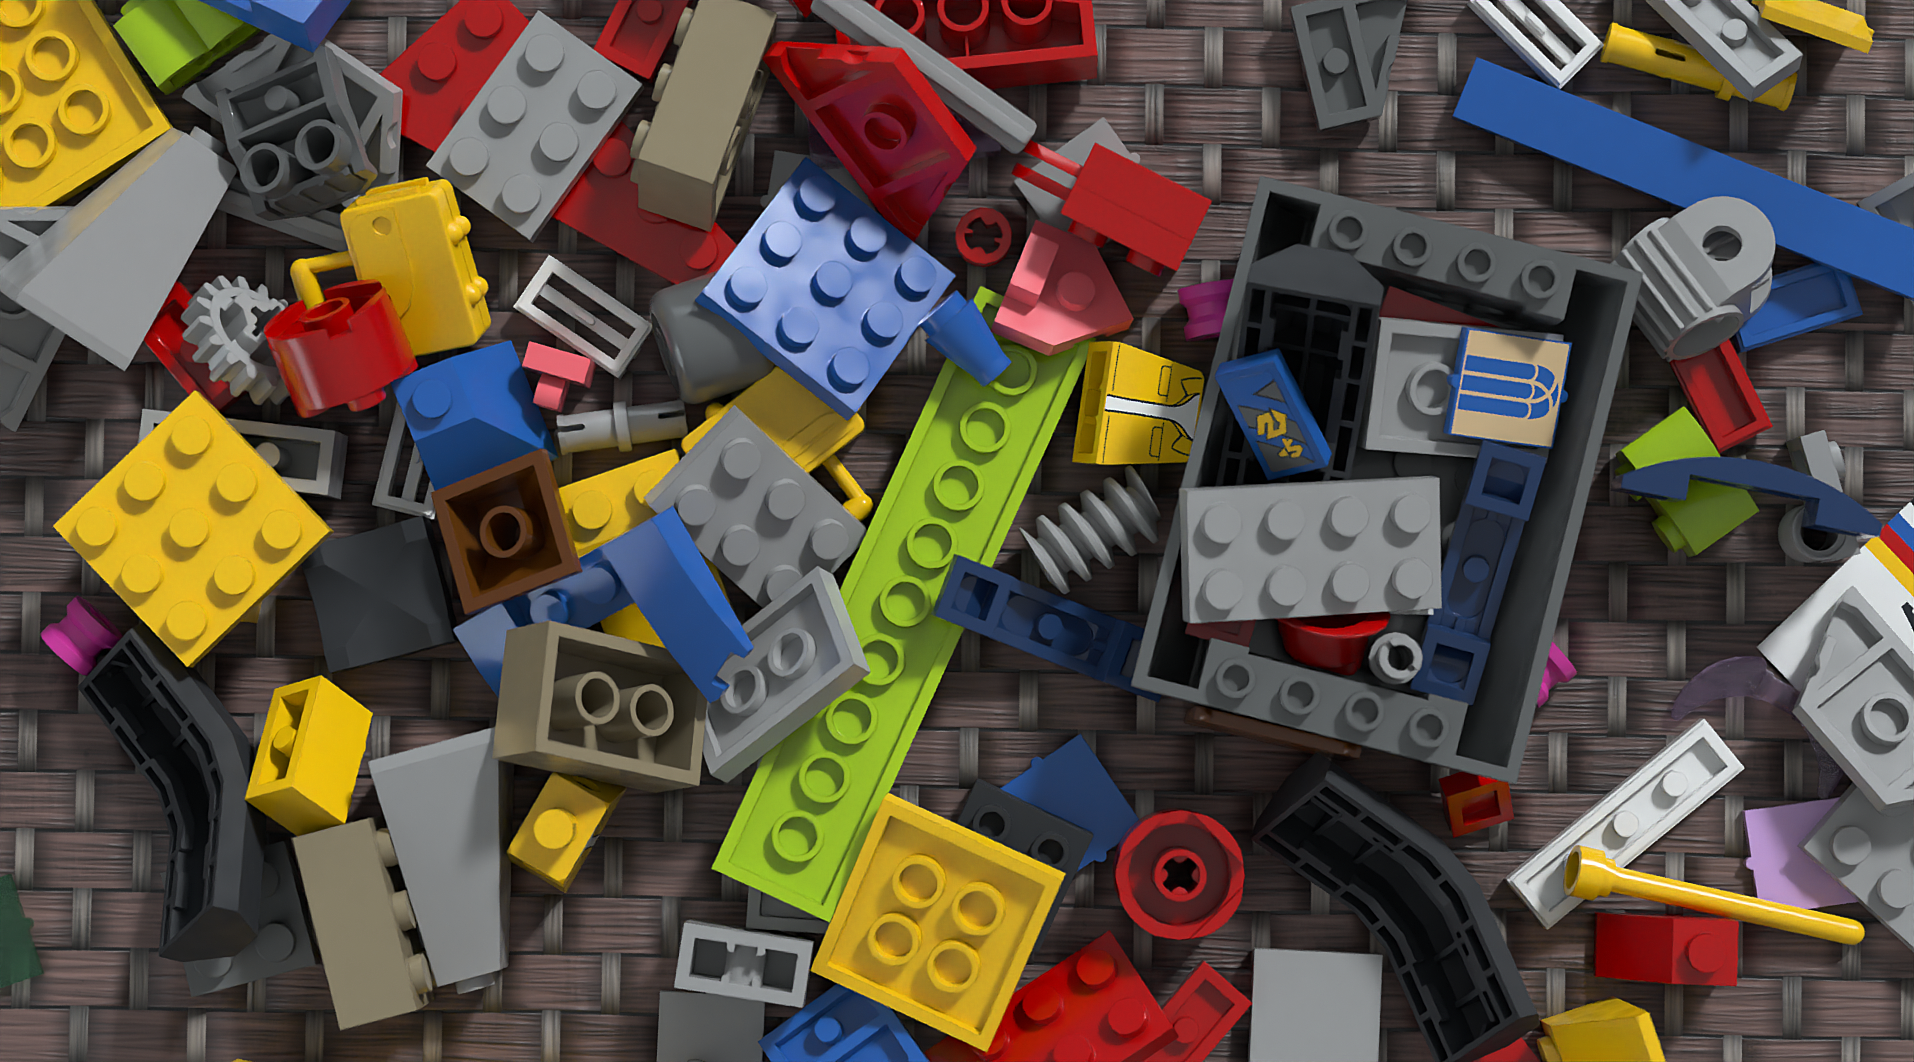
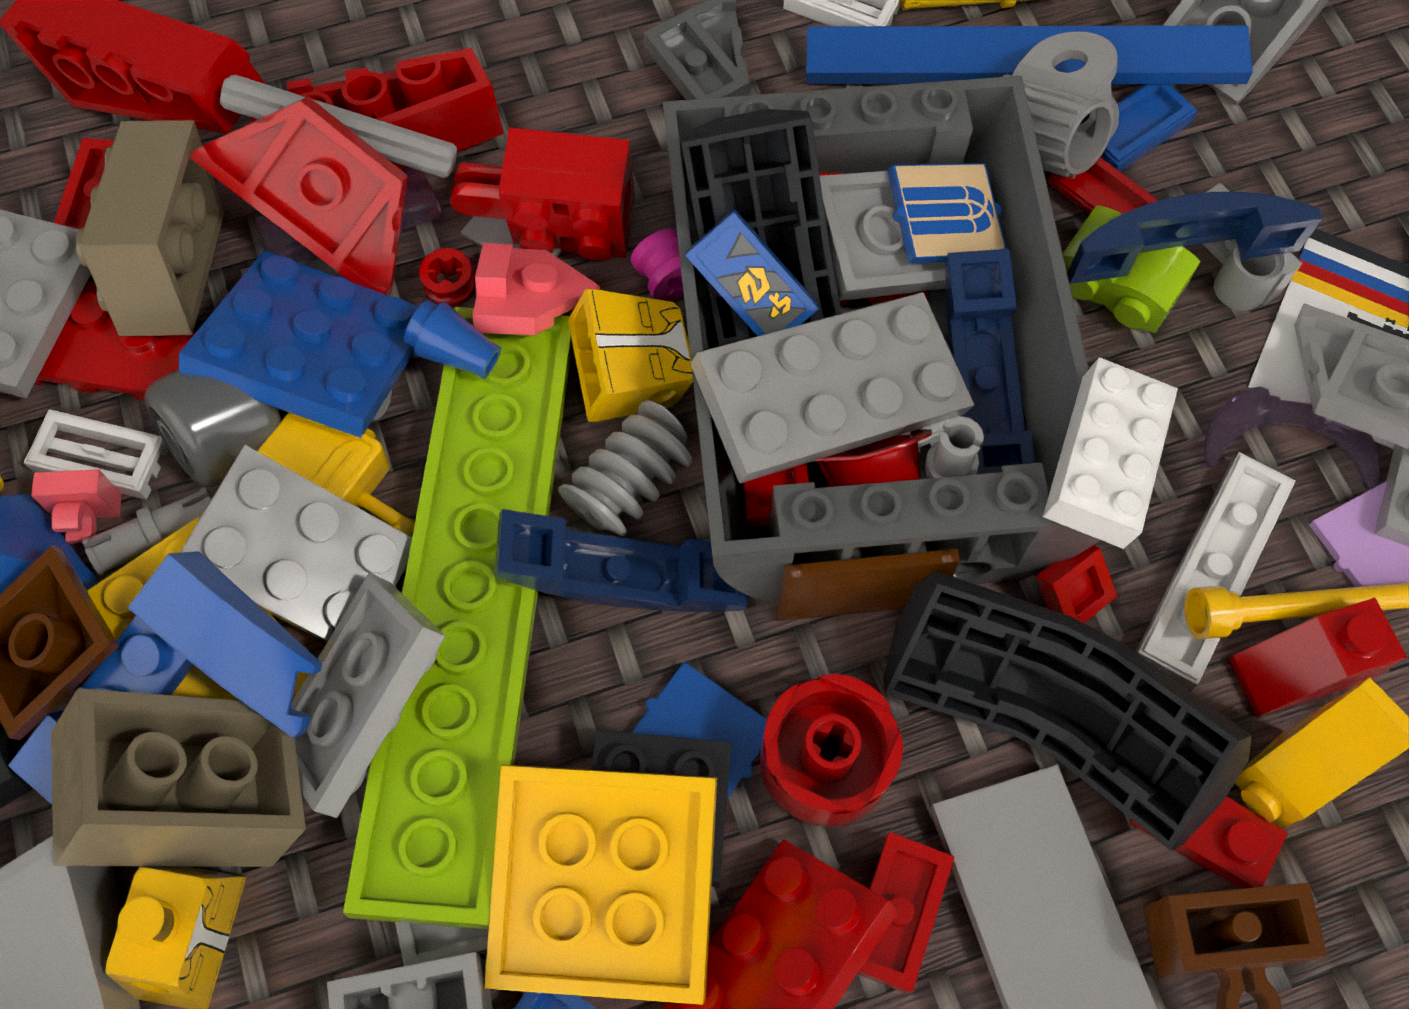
camera: 25 degrees left, 20 degrees down
(1530, 723) = (1111, 453): none -> white piece

